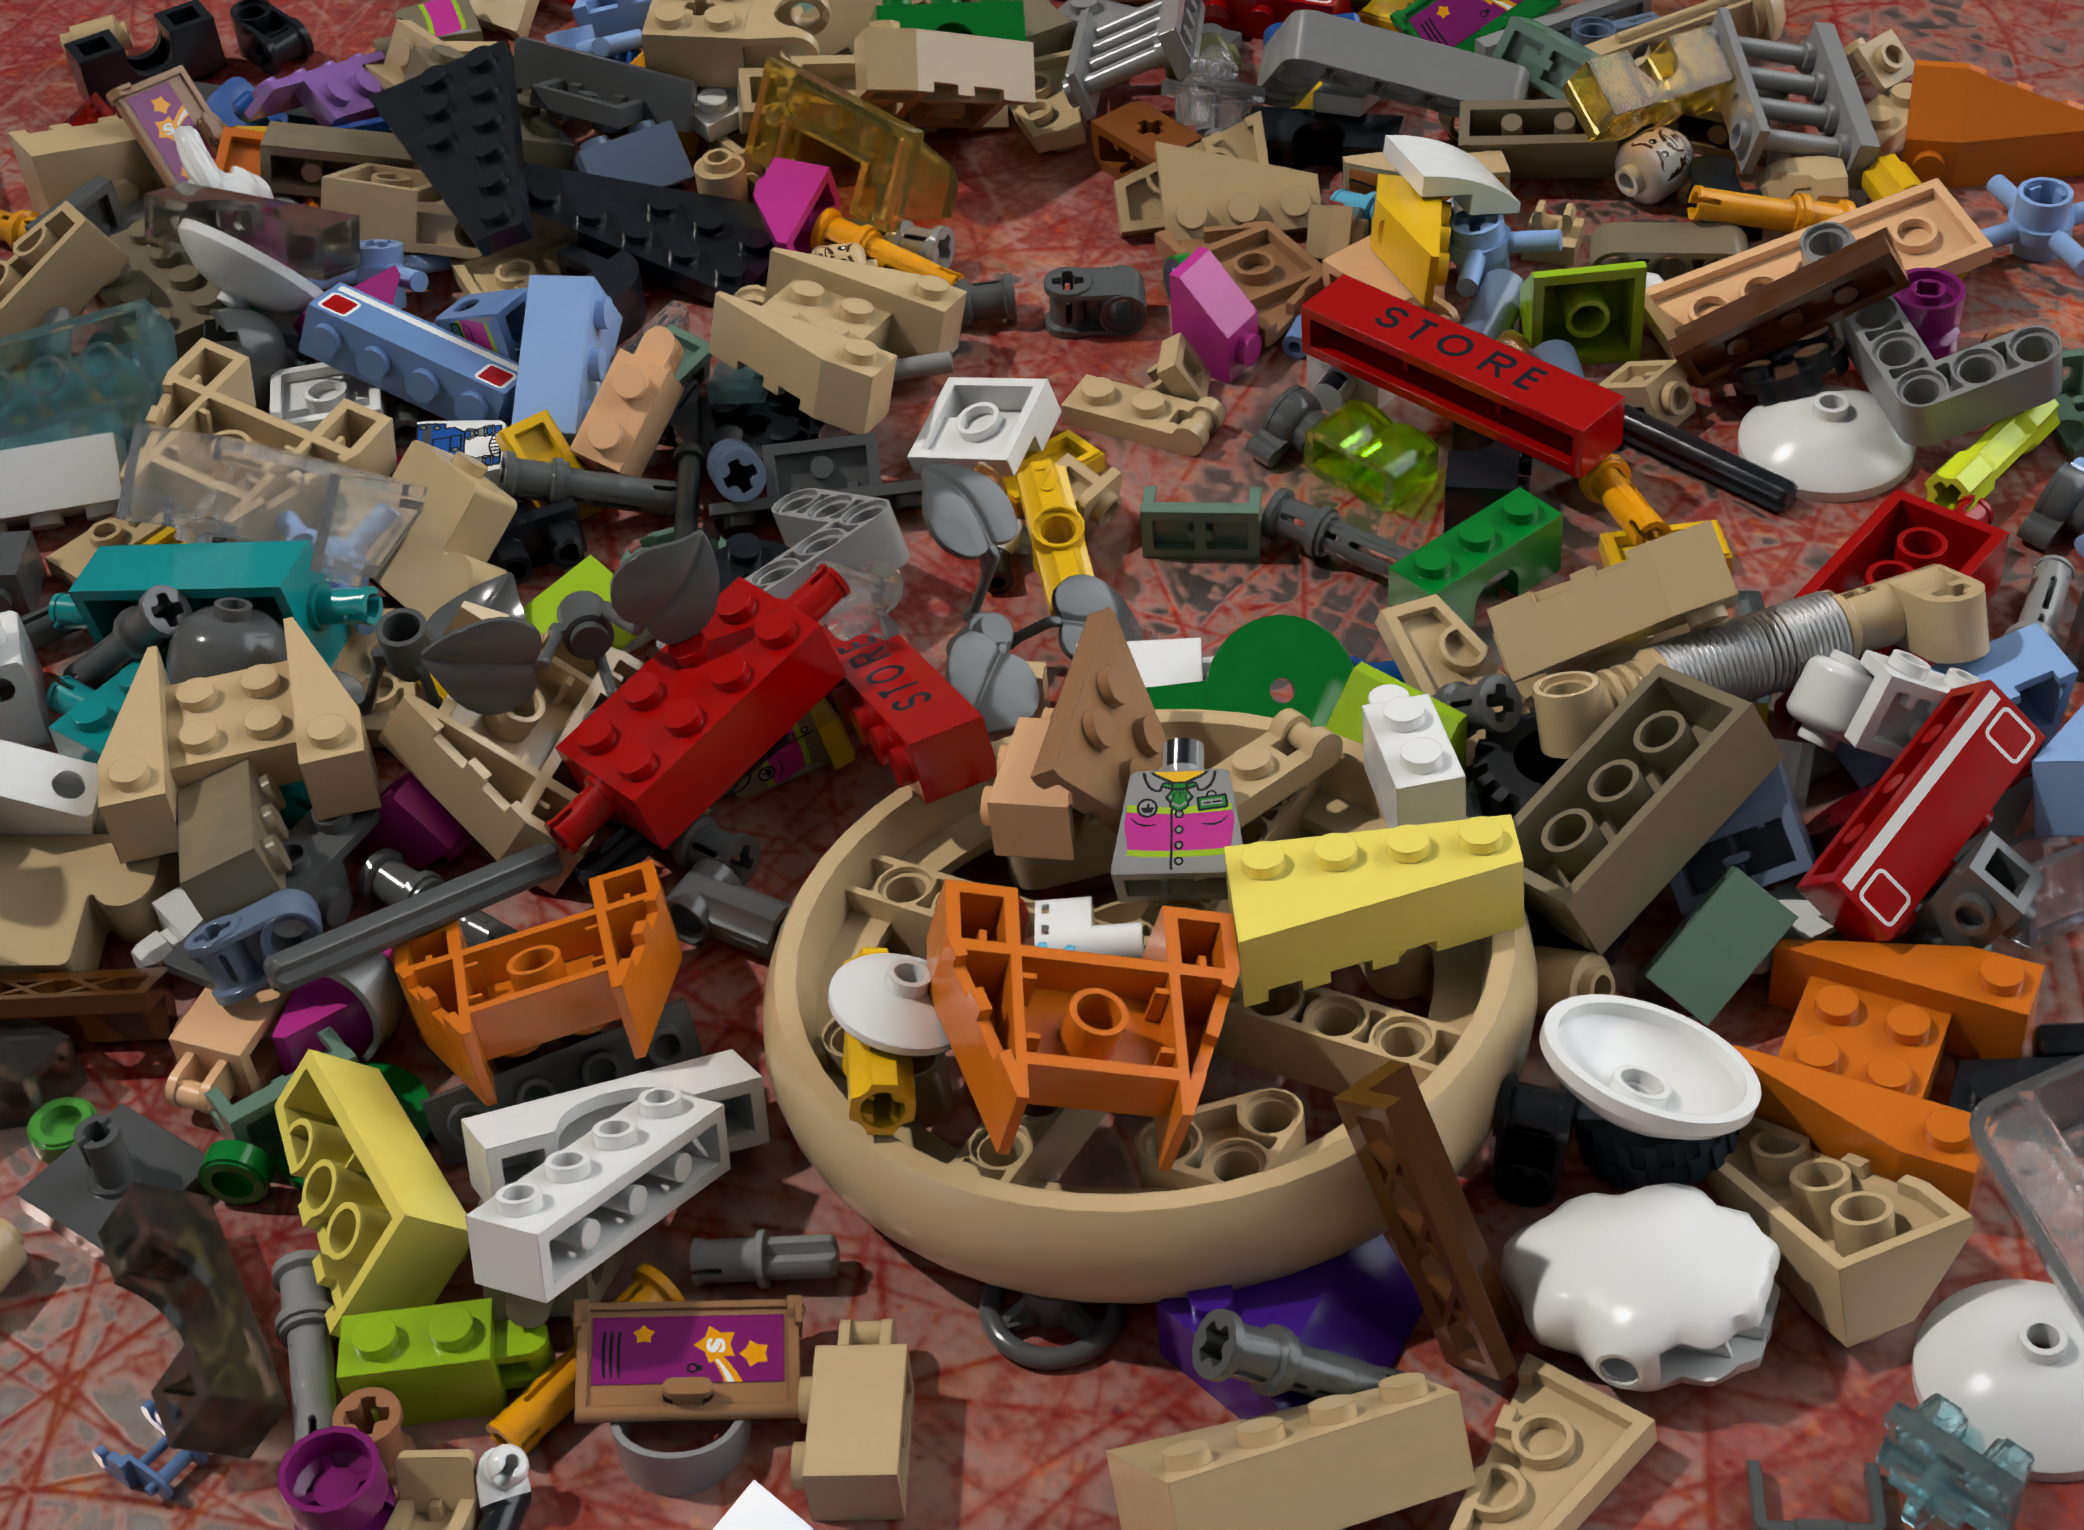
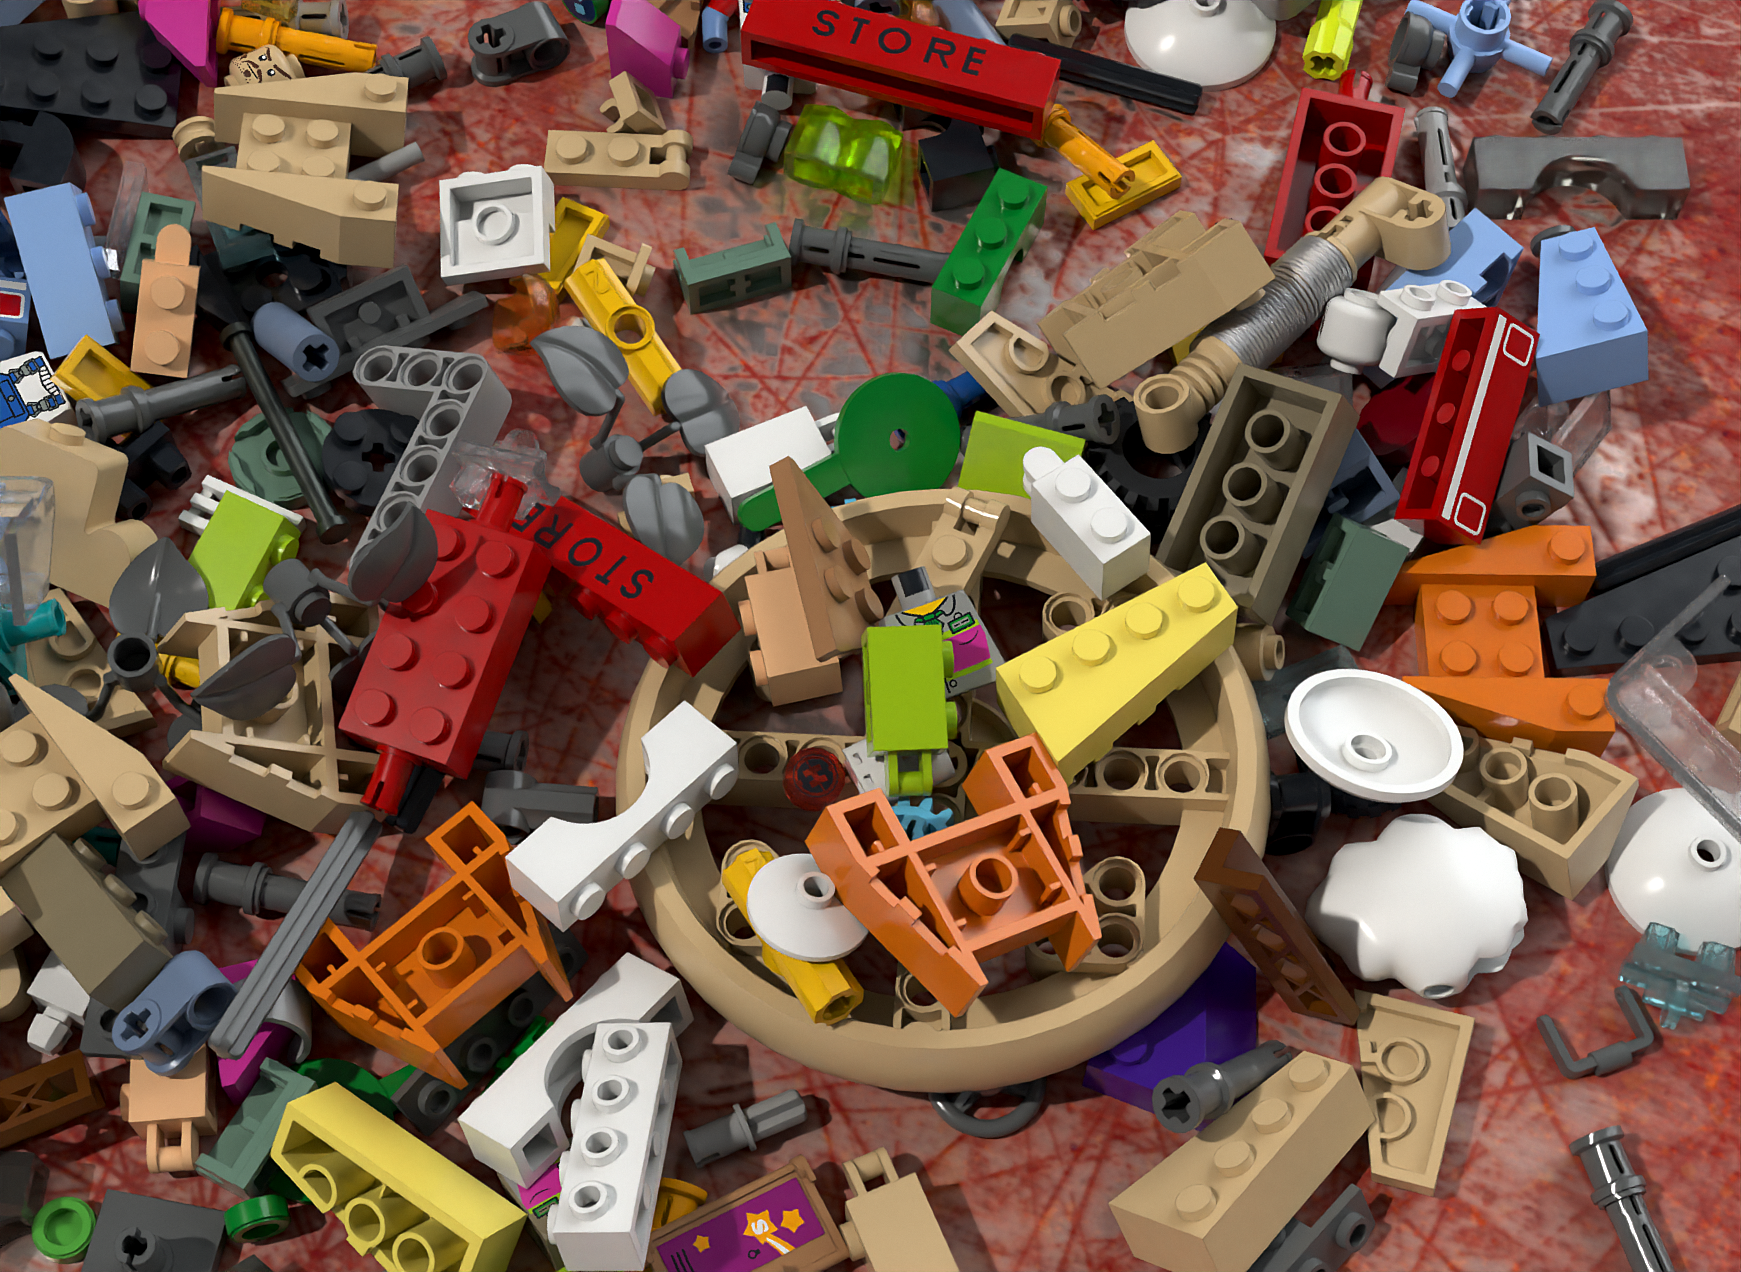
camera: 30 degrees left, 20 degrees up
(703, 911) = (572, 866): none -> white arch
(1110, 849) = (907, 701): none -> lime brick

